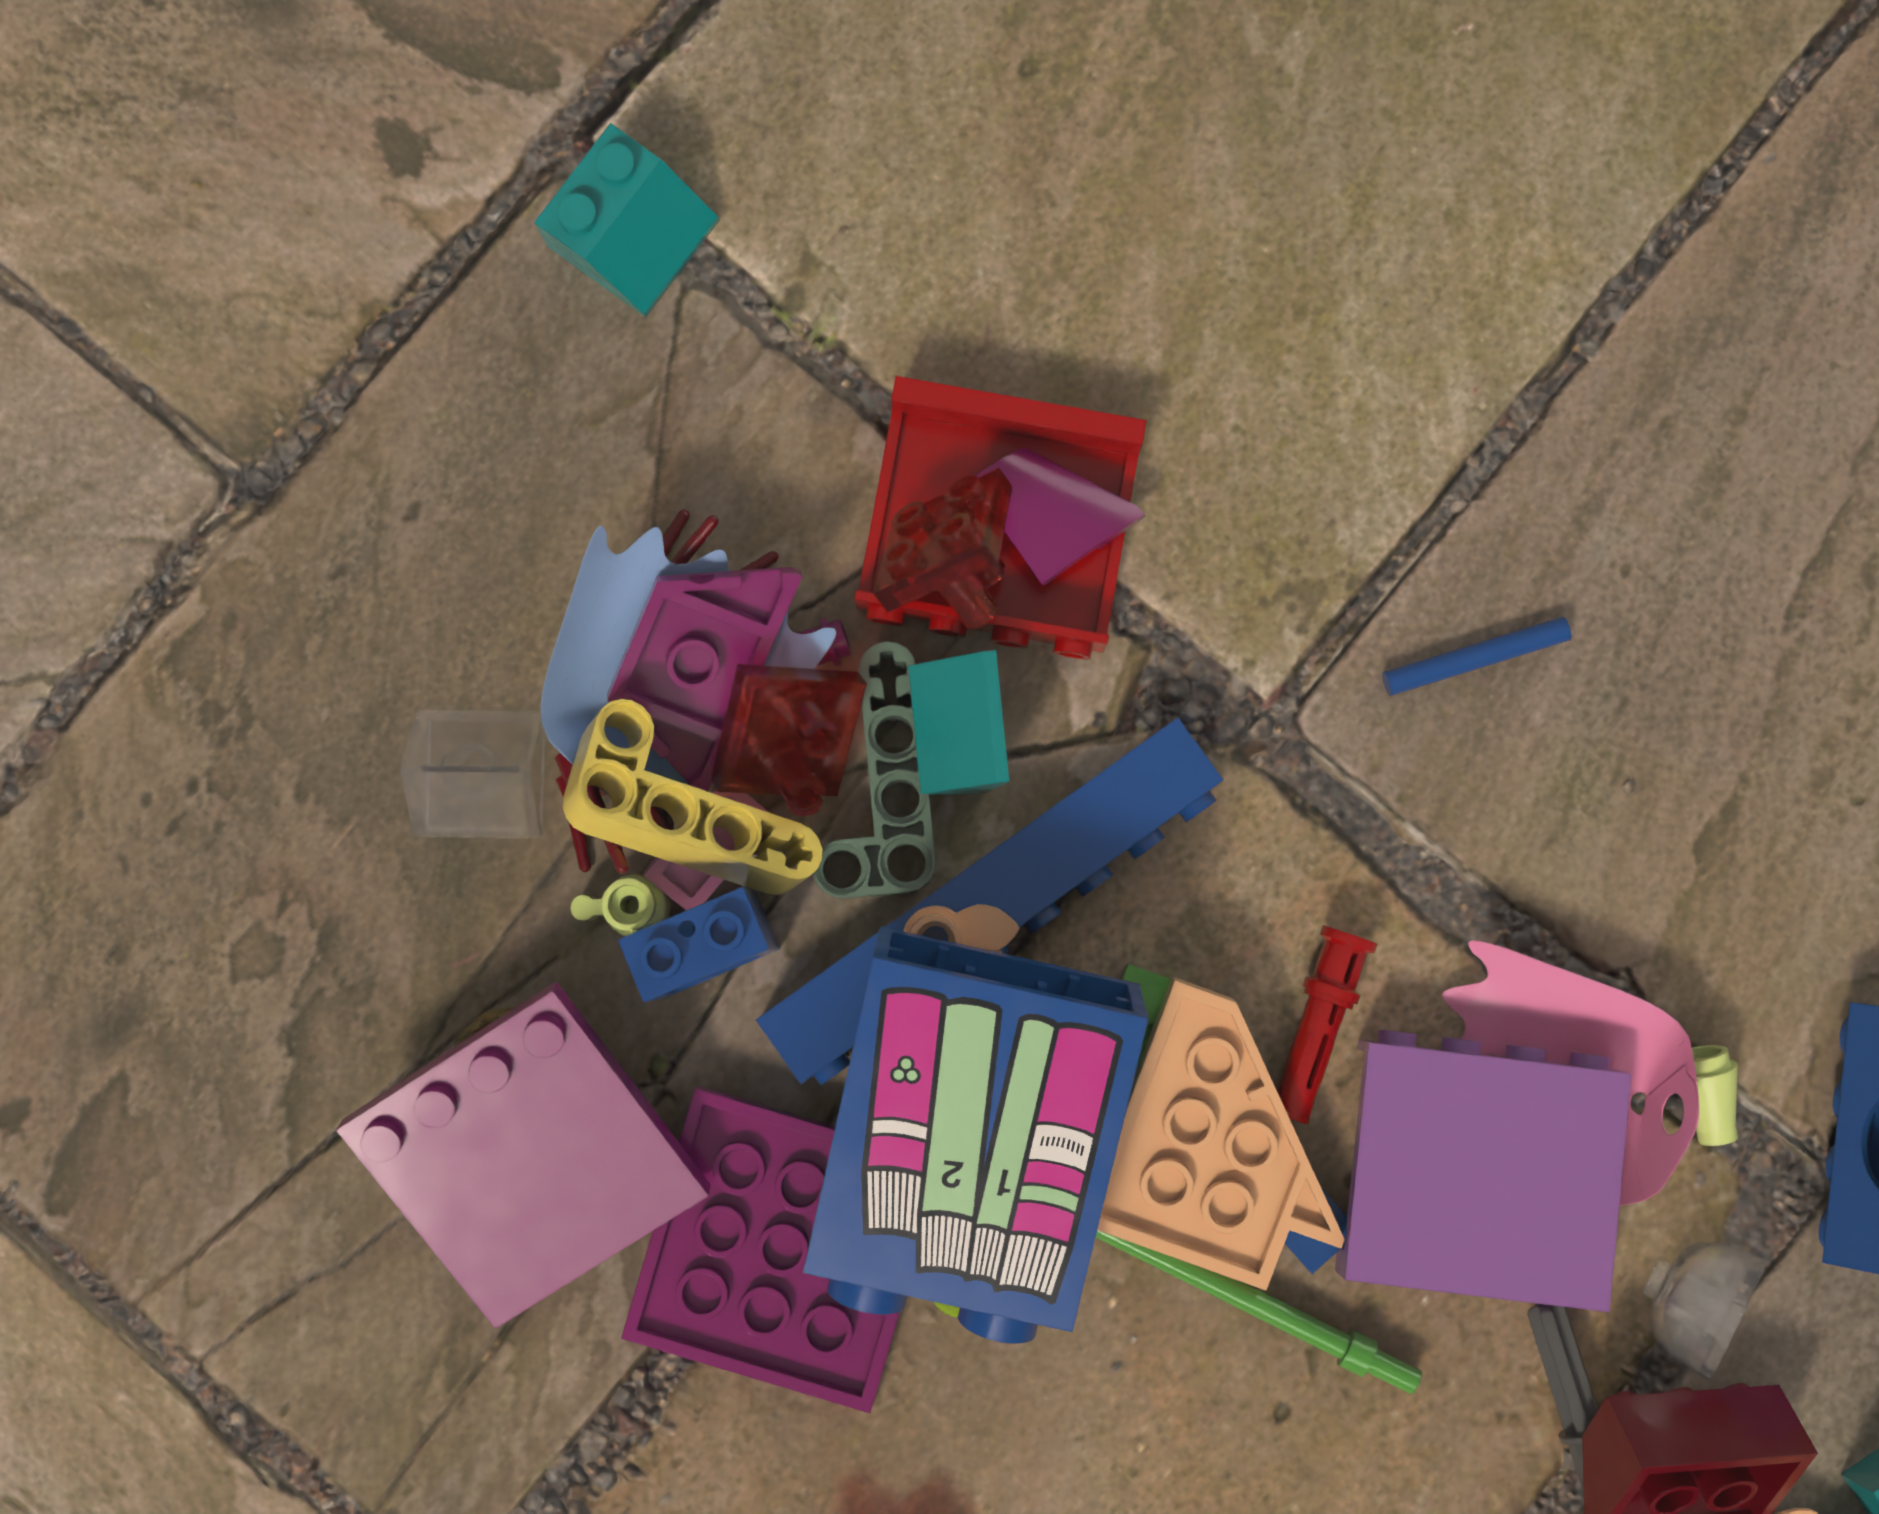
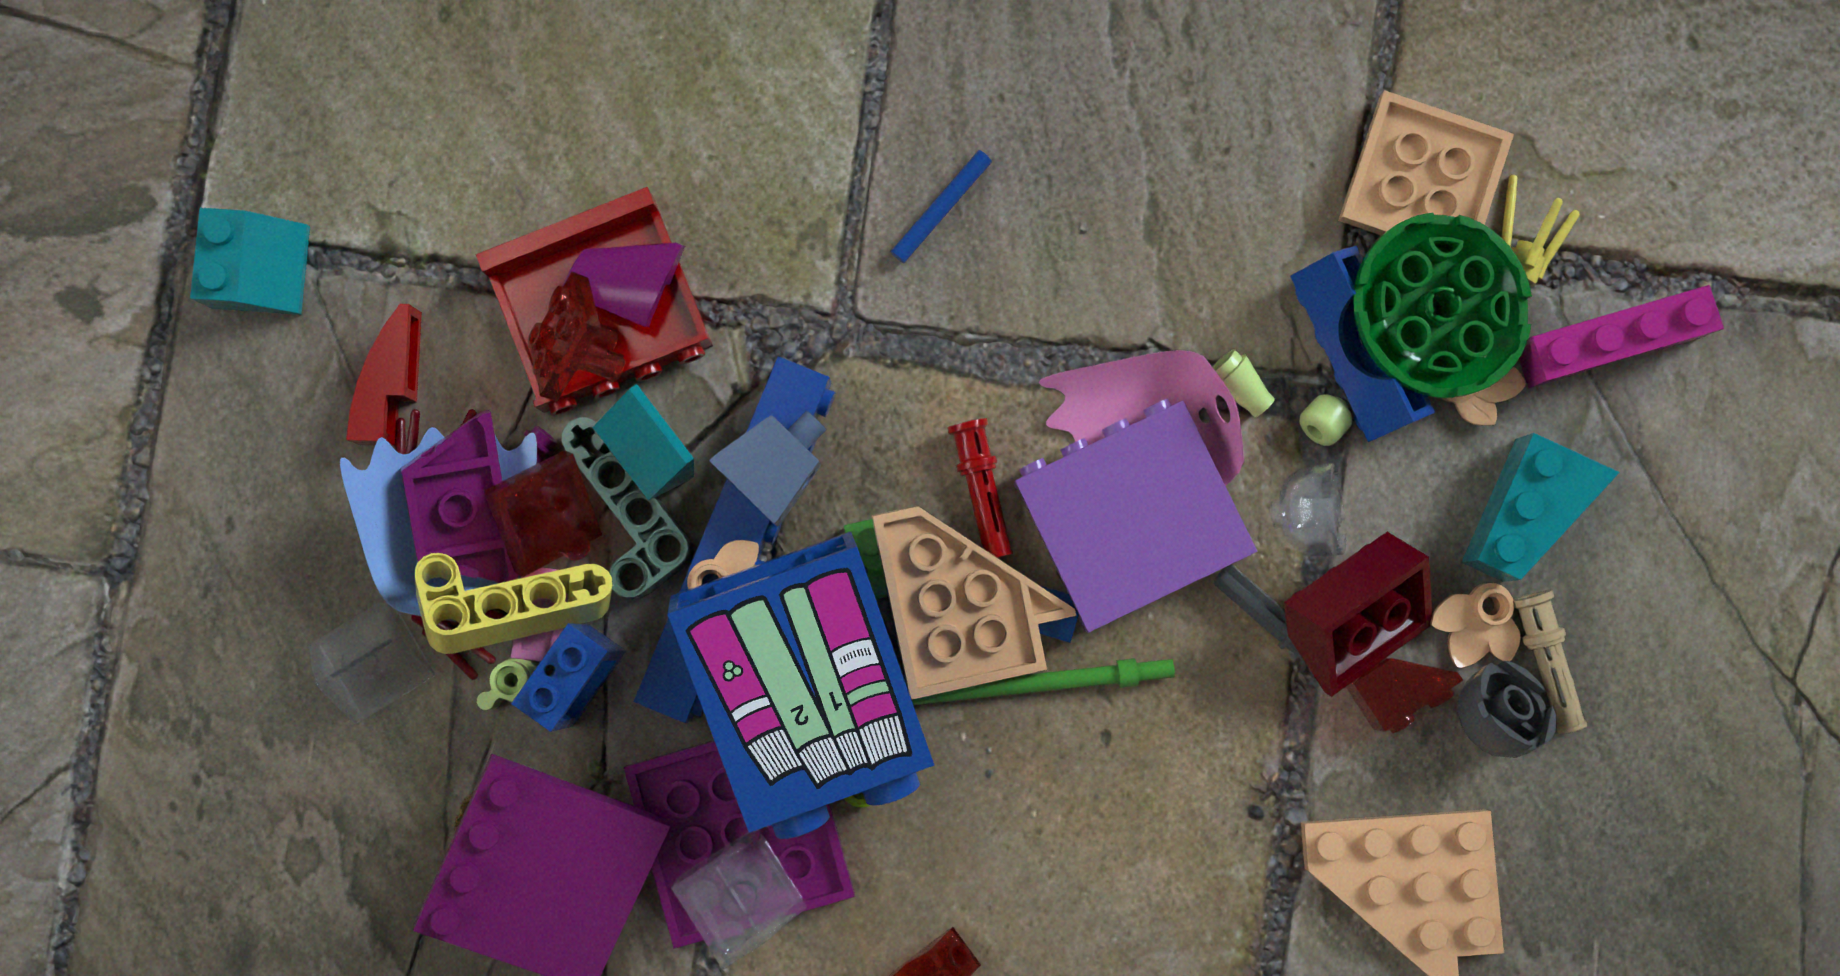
camera: 30 degrees left, 0 degrees up
(699, 457) = (386, 378): none -> red slope
(736, 1331) = (738, 897): none -> clear slope
(1096, 844) = (772, 463): none -> sand blue torso
(1784, 1201) = (1326, 419): none -> yellowish green piece

